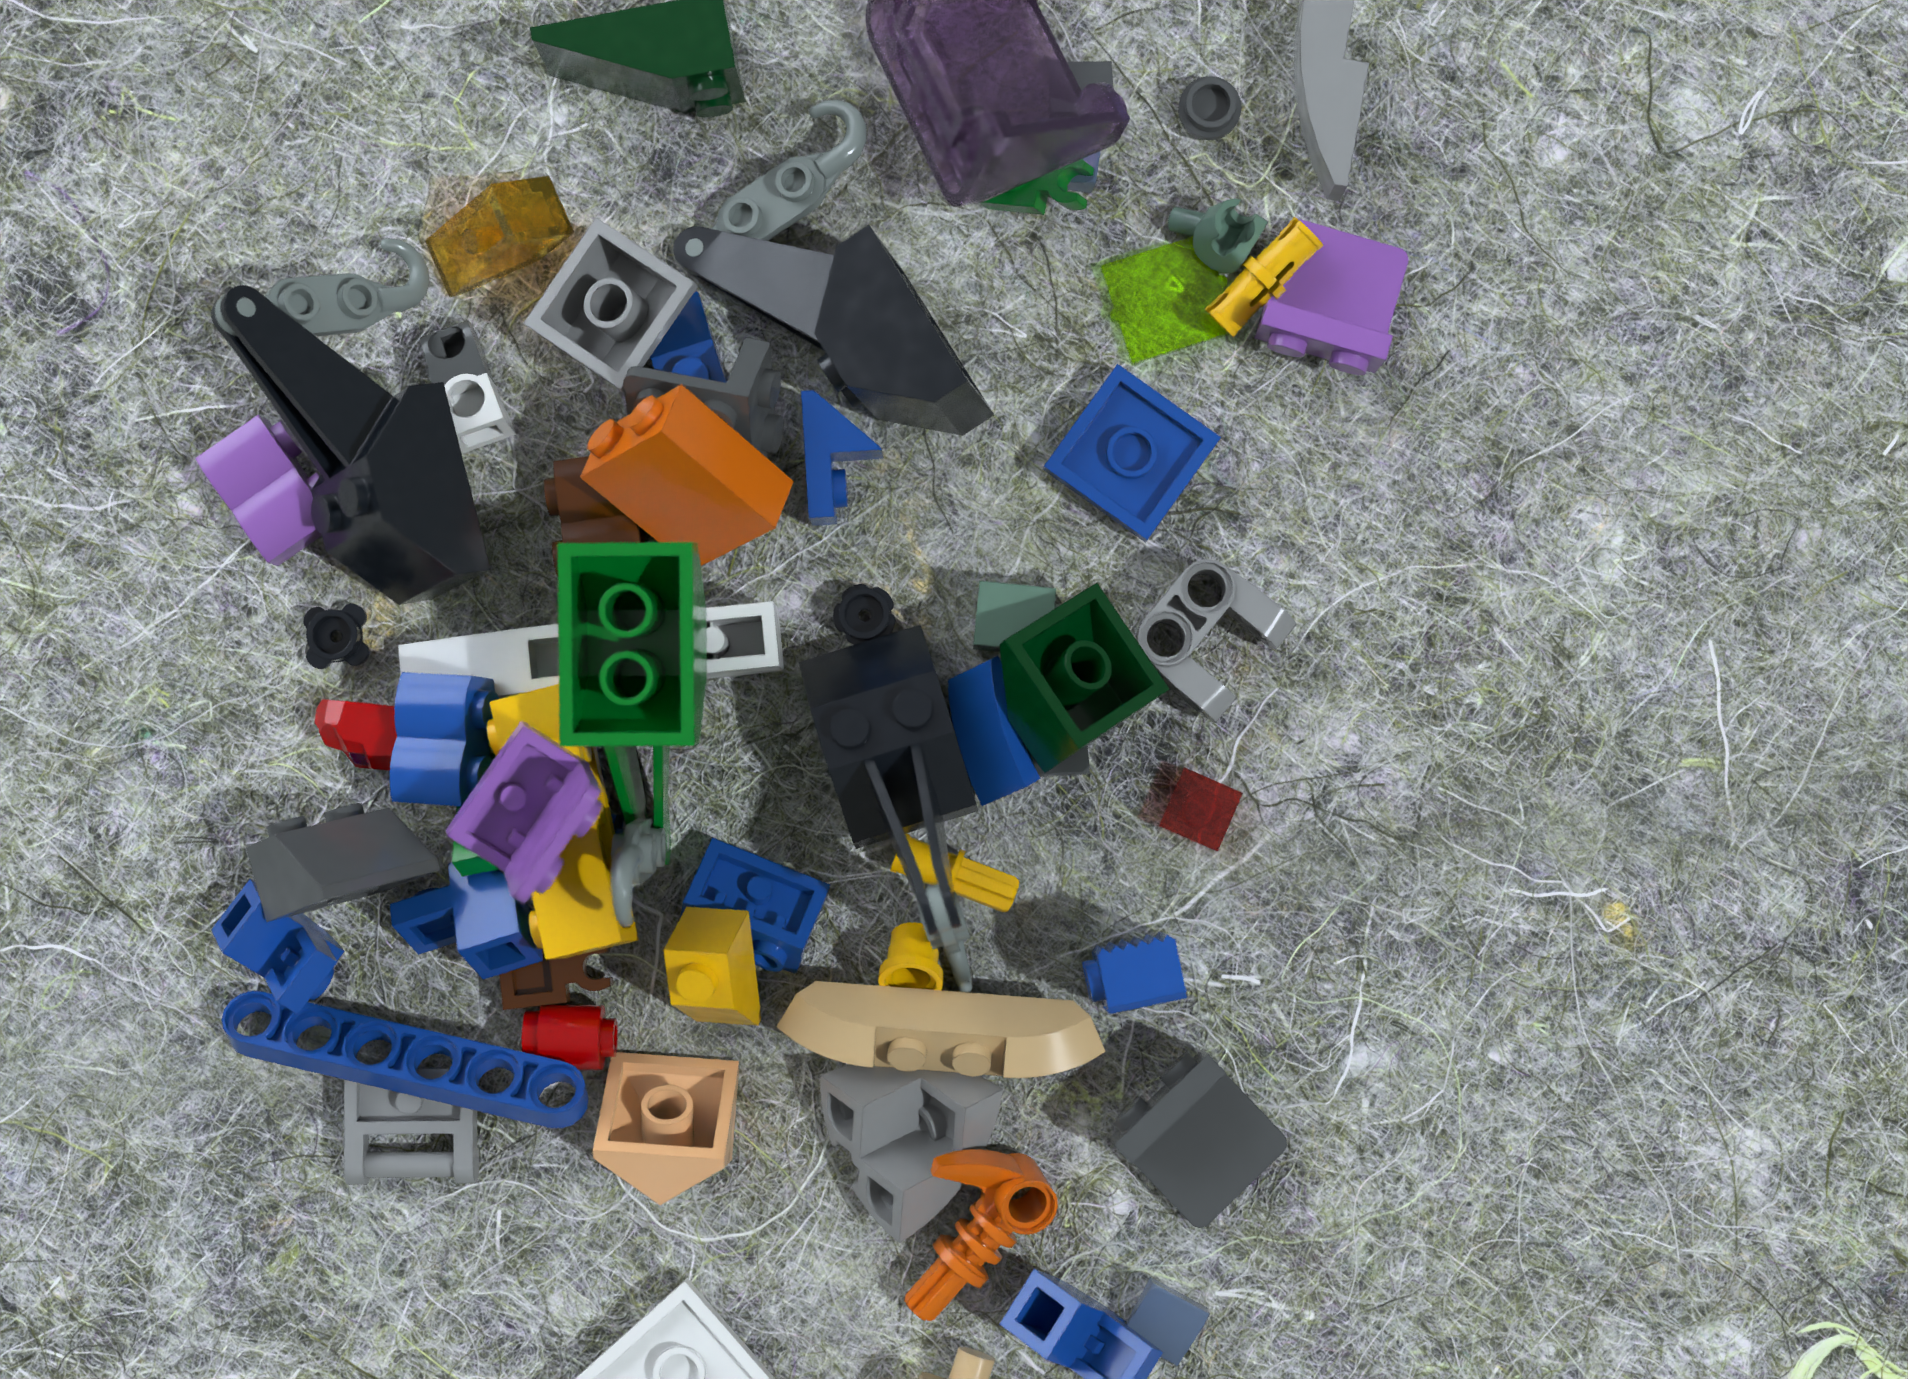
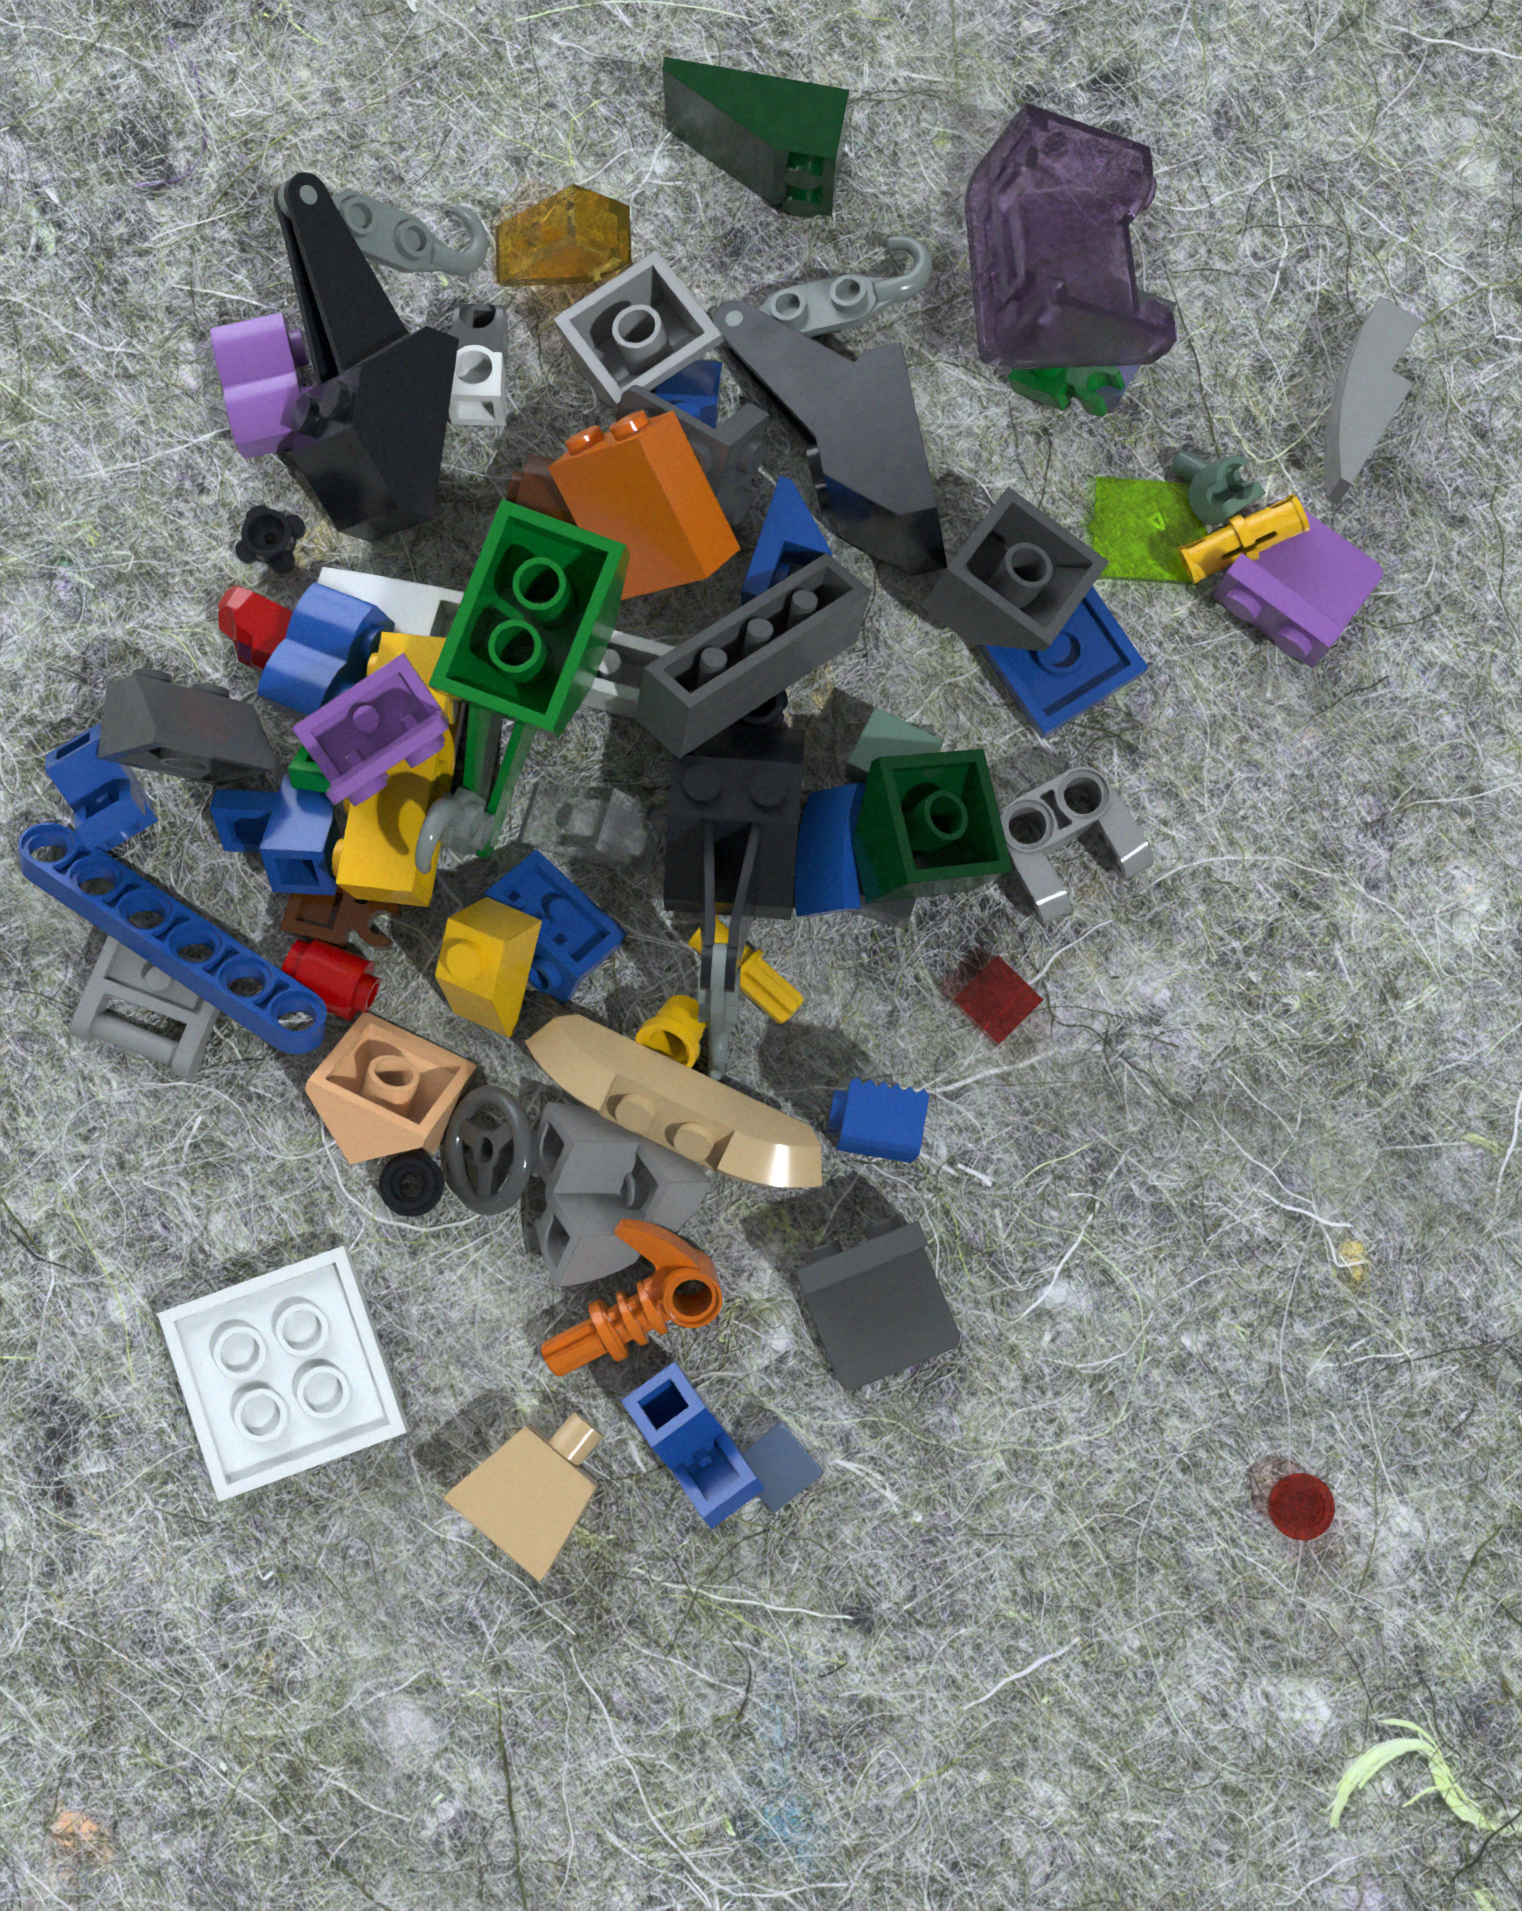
camera: 15 degrees right, 5 degrees down
(718, 1217) = (391, 1184): none -> black plate
(757, 796) = (593, 827): none -> clear slope
(791, 1138) = (497, 1152): none -> dark grey piece
(844, 581) = (751, 655): none -> dark grey brick
(1064, 405) = (1014, 578): none -> dark grey slope
(1209, 108) = (1250, 375): dark grey plate -> none
(1655, 1168) = (1301, 1506): none -> clear red plate

